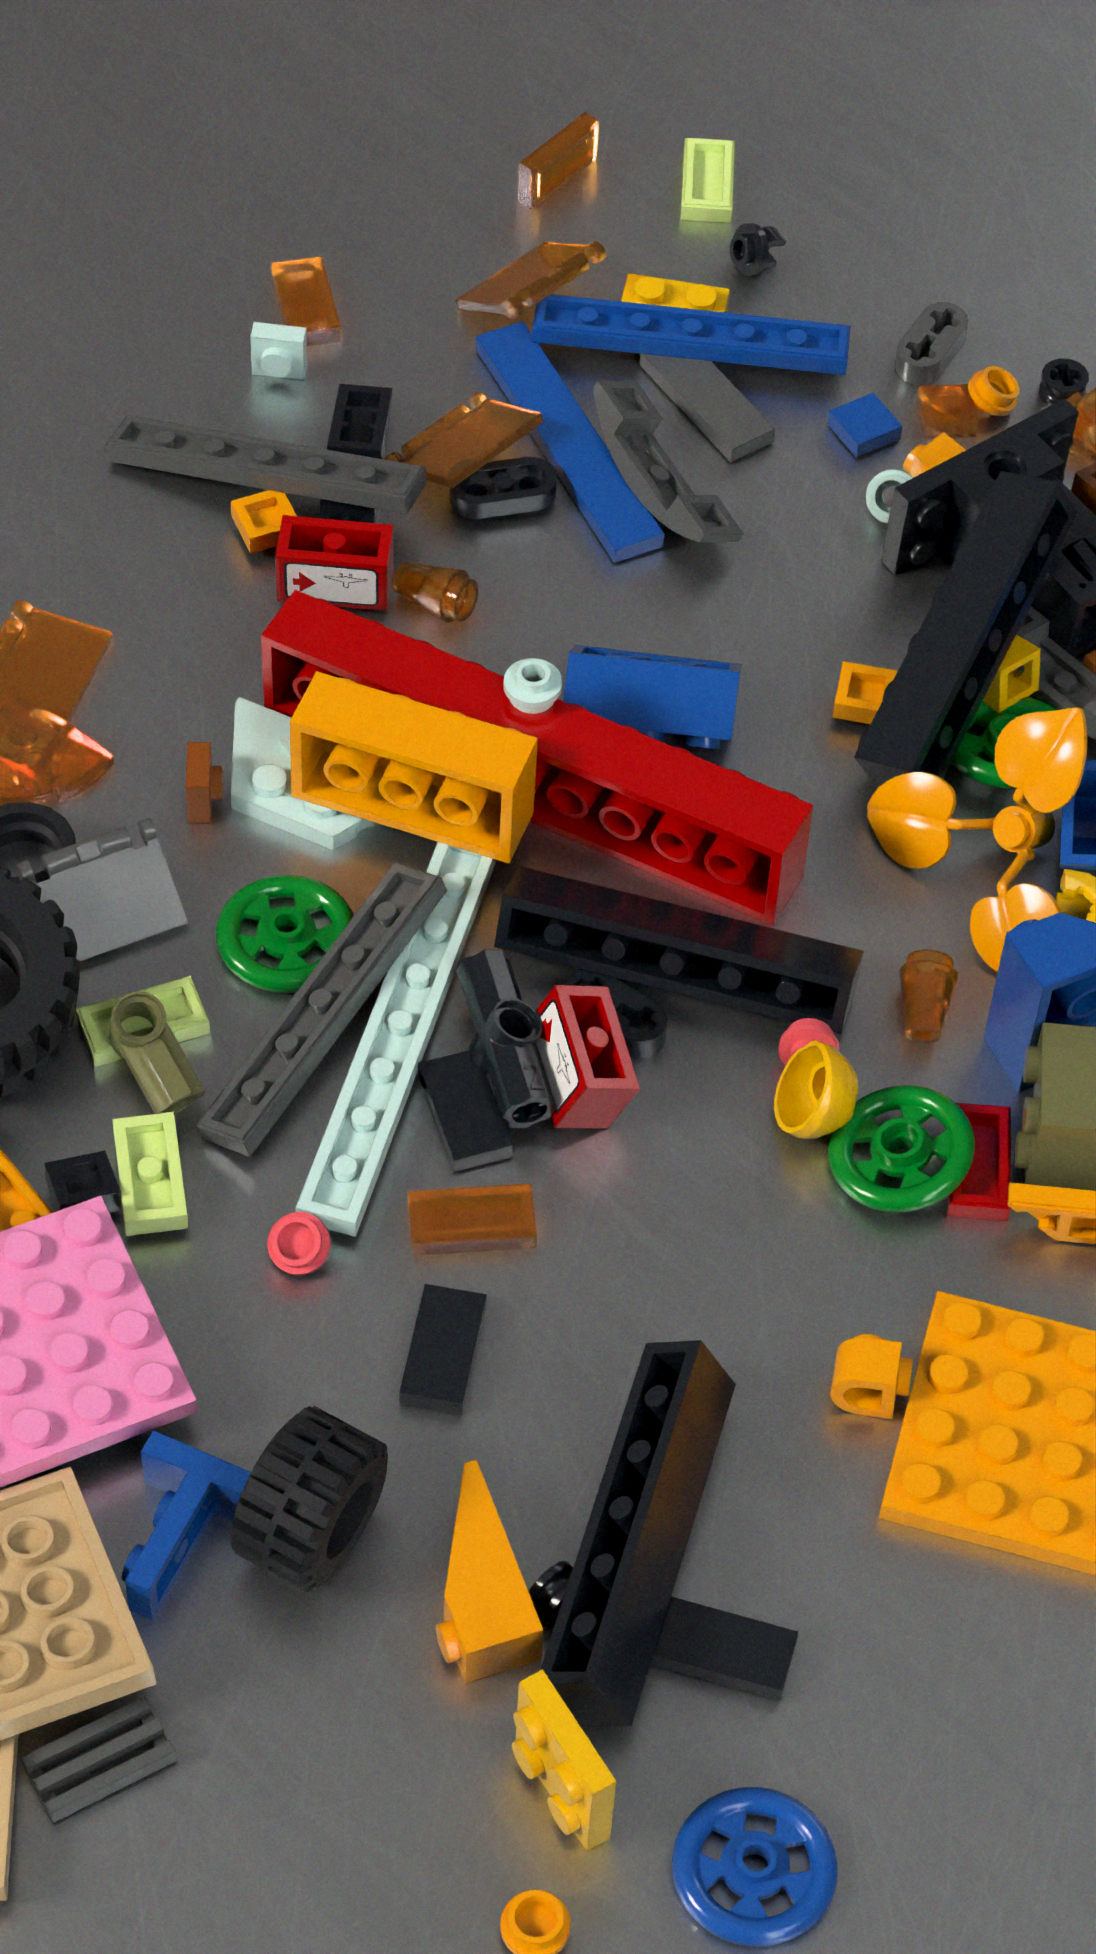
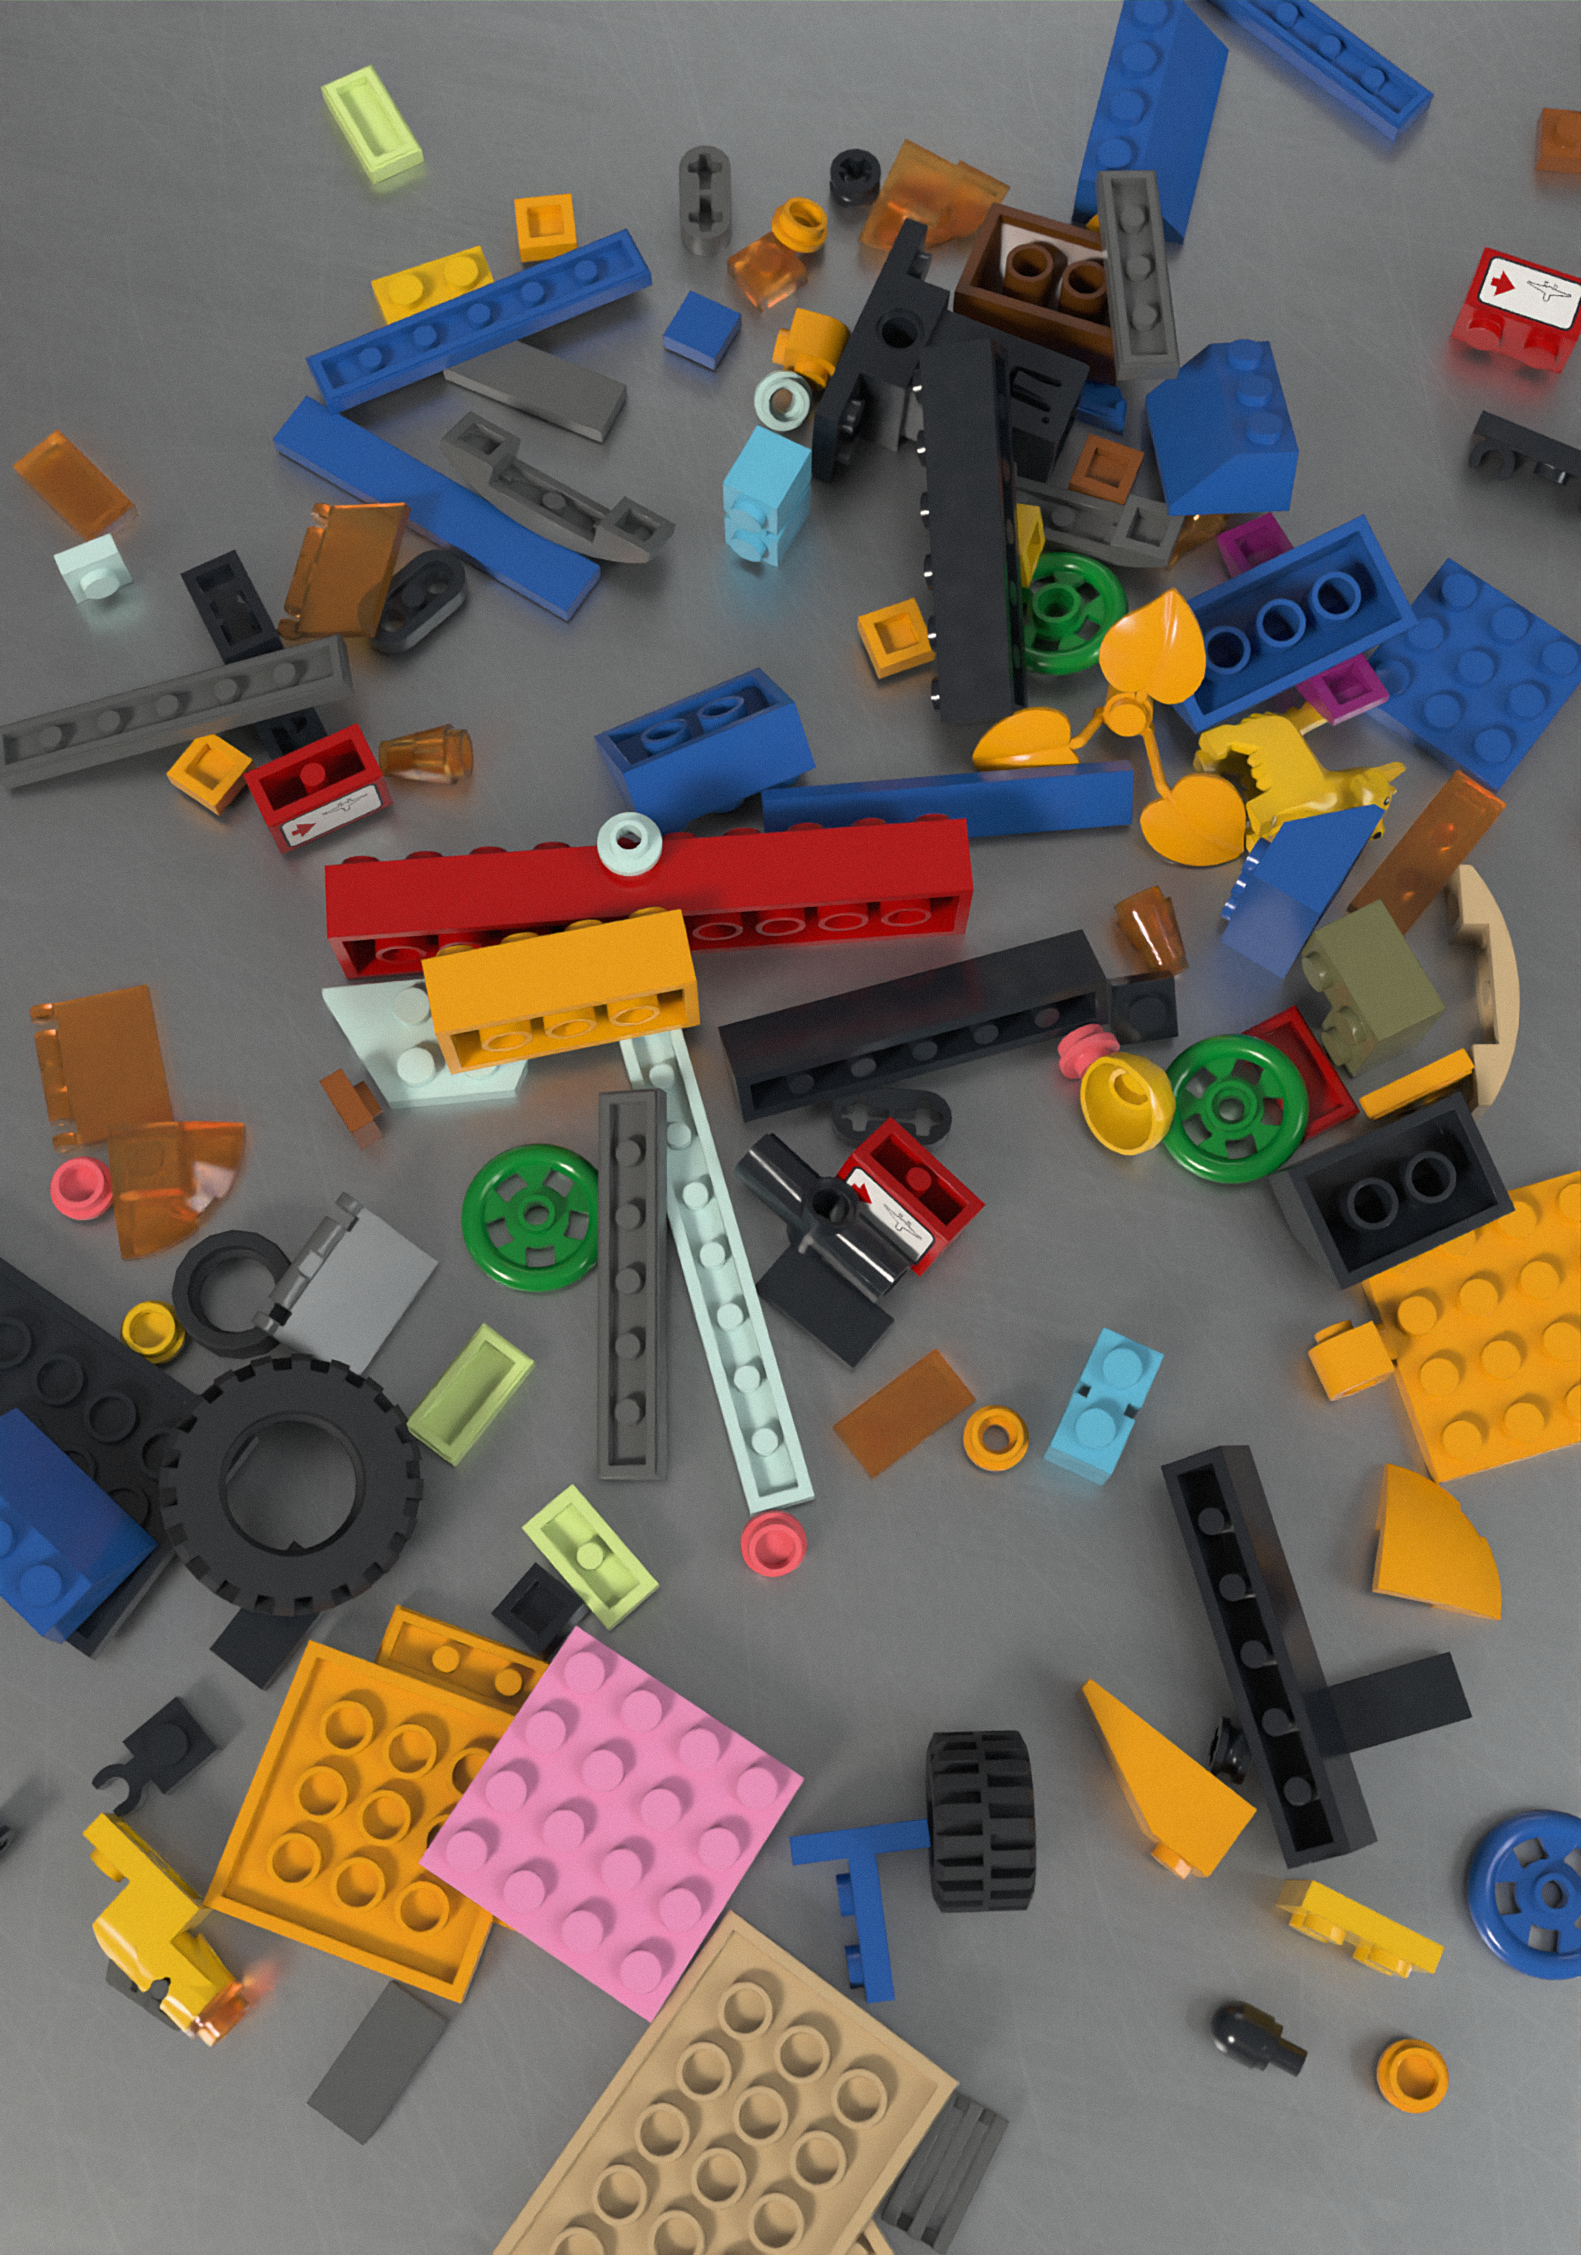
camera: 30 degrees left, 20 degrees up
(156, 1057) = (520, 1440): olive piece -> none
(422, 1816) = (1254, 2038): none -> black cylinder
(443, 1349) = (967, 1564): black tile -> none
(531, 278) = (284, 342): clear orange piece -> none
(538, 1258) = (1004, 1419): none -> light orange plate
(558, 160) = (217, 185): clear orange tile -> none
(608, 1296) = (1098, 1425): none -> medium azure piece
(751, 248) = (471, 184): black plate -> none
(790, 297) = (545, 226): none -> light orange plate
(825, 542) = (767, 496): none -> medium azure piece
(839, 1553) = (1432, 1549): none -> light orange brick
(869, 840) = (990, 800): none -> blue tile
(878, 1039) = (1143, 1007): none -> black plate
(990, 1258) = (1392, 1191): none -> black slope

